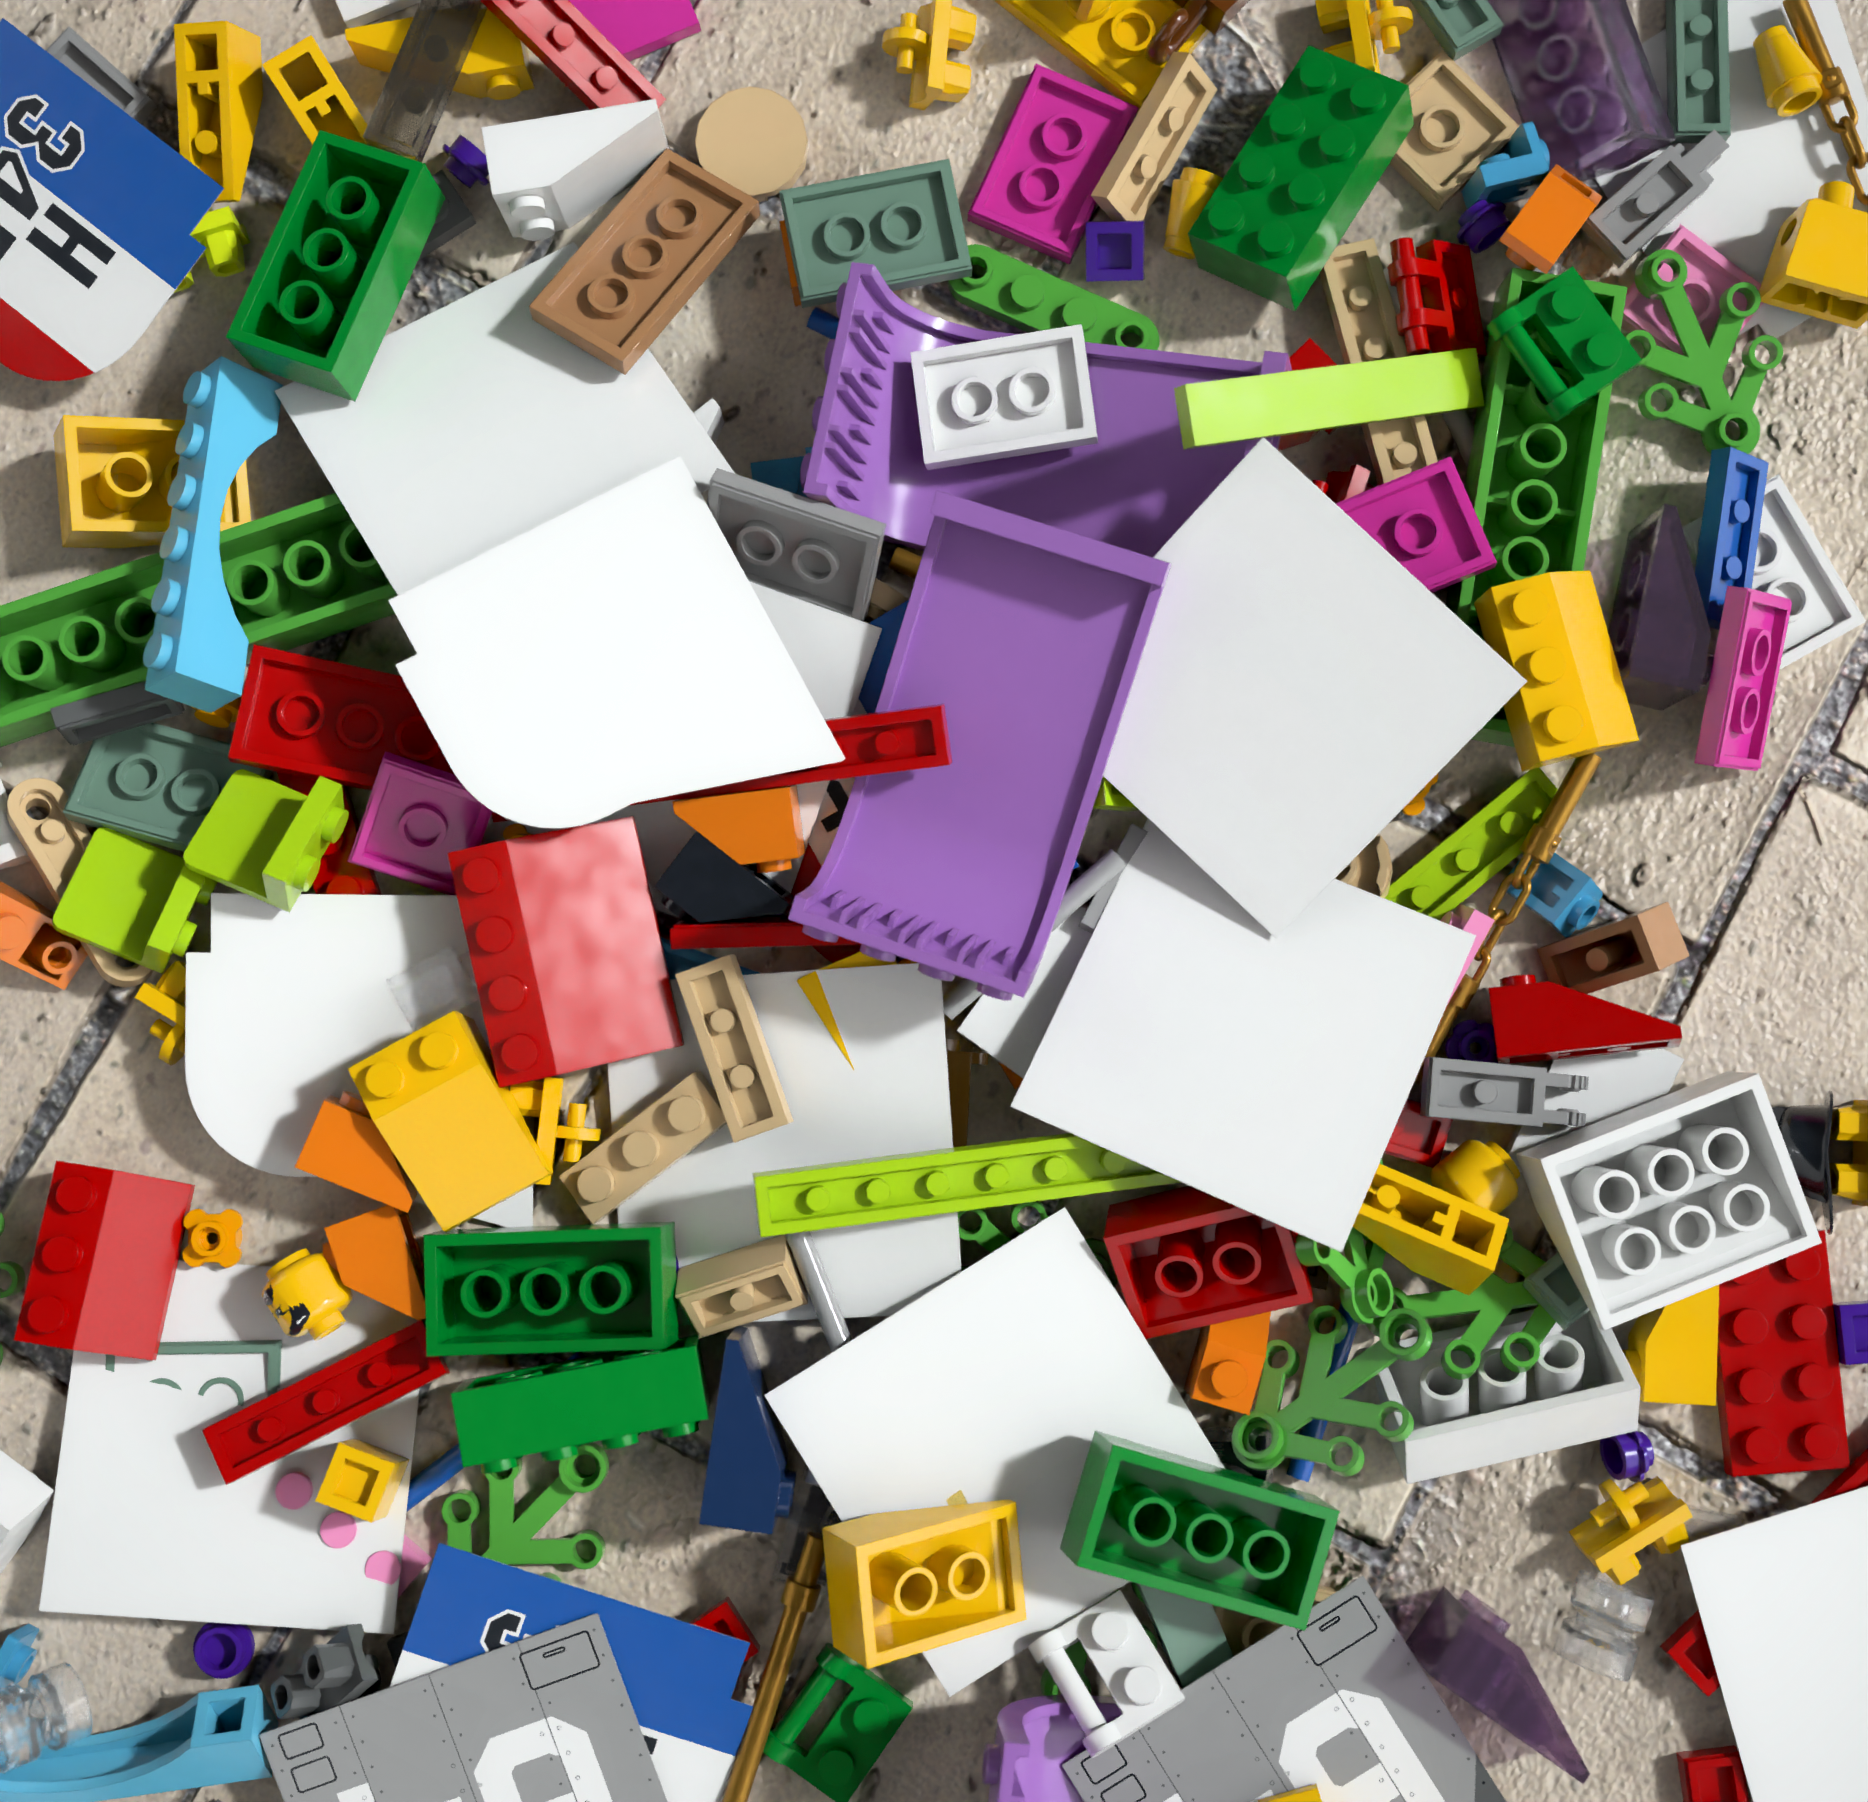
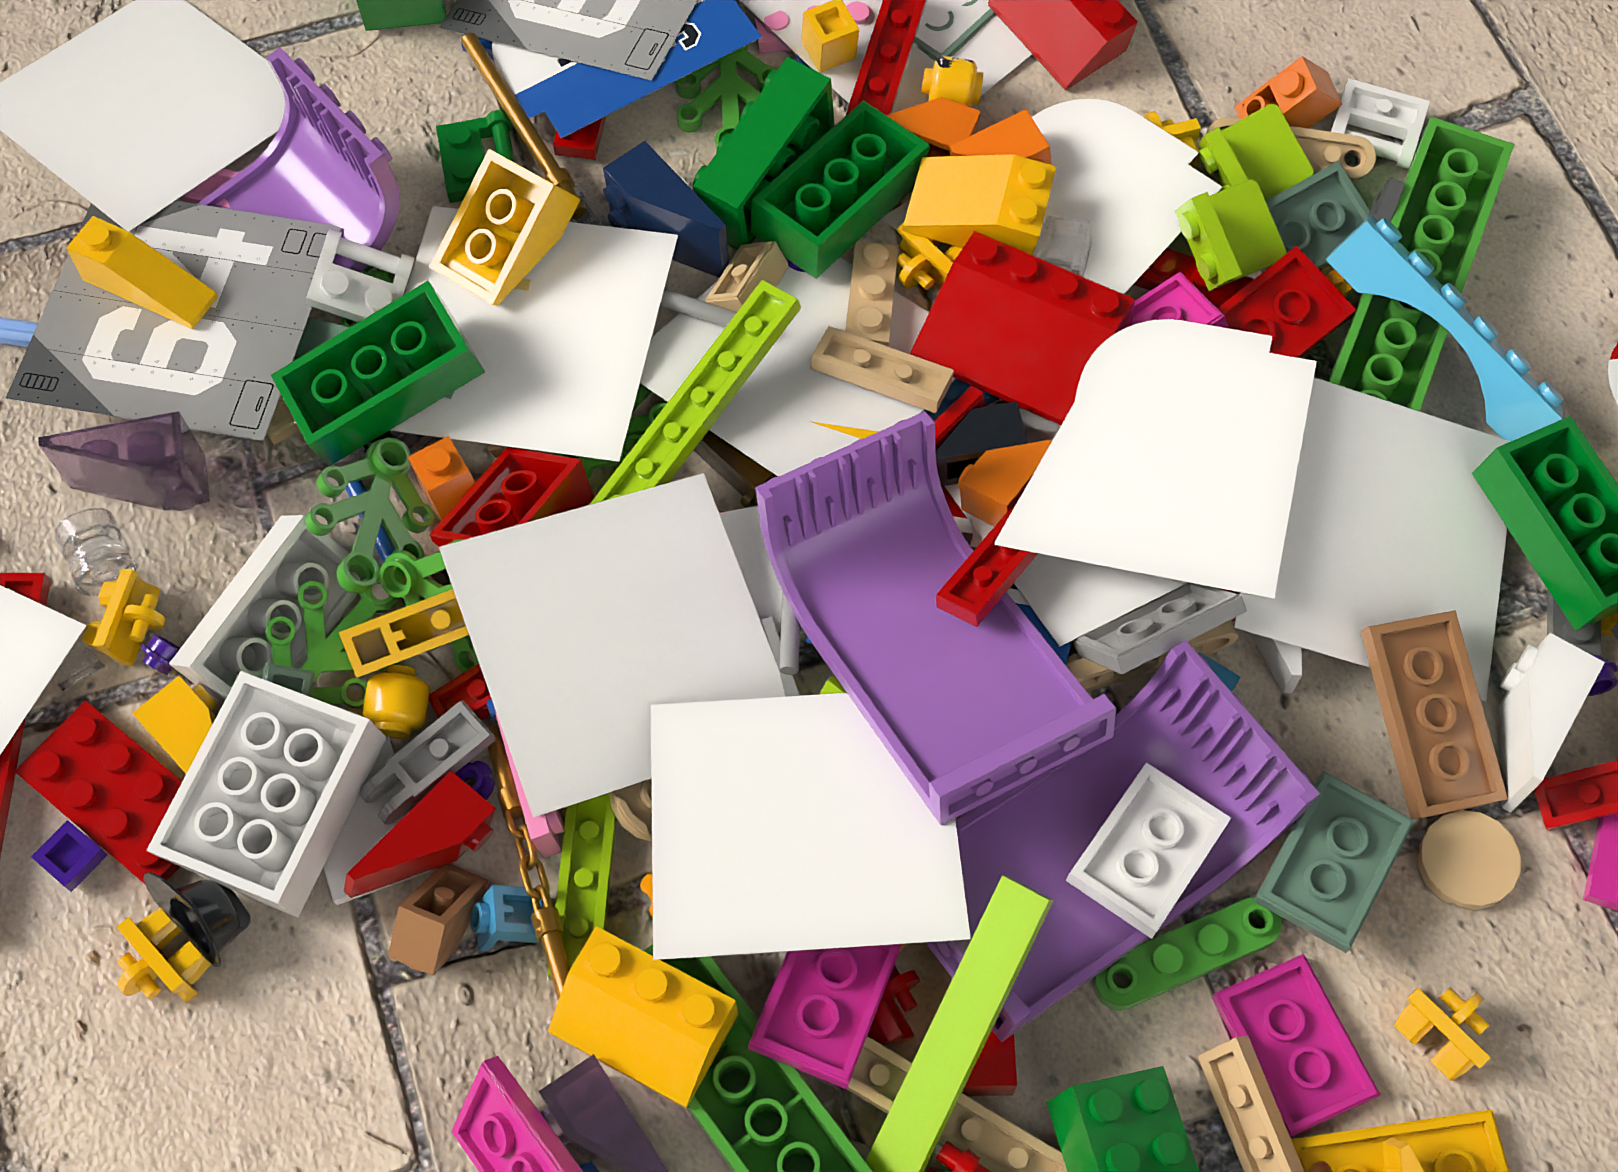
camera: 135 degrees right, 20 degrees down
(118, 481) = (1527, 319): yellow slope -> none
(228, 1229) = (1027, 74): light orange plate -> none
(1115, 251) = (1194, 1023): dark purple plate -> none
(1186, 203) = (1192, 1106): yellow cone -> none

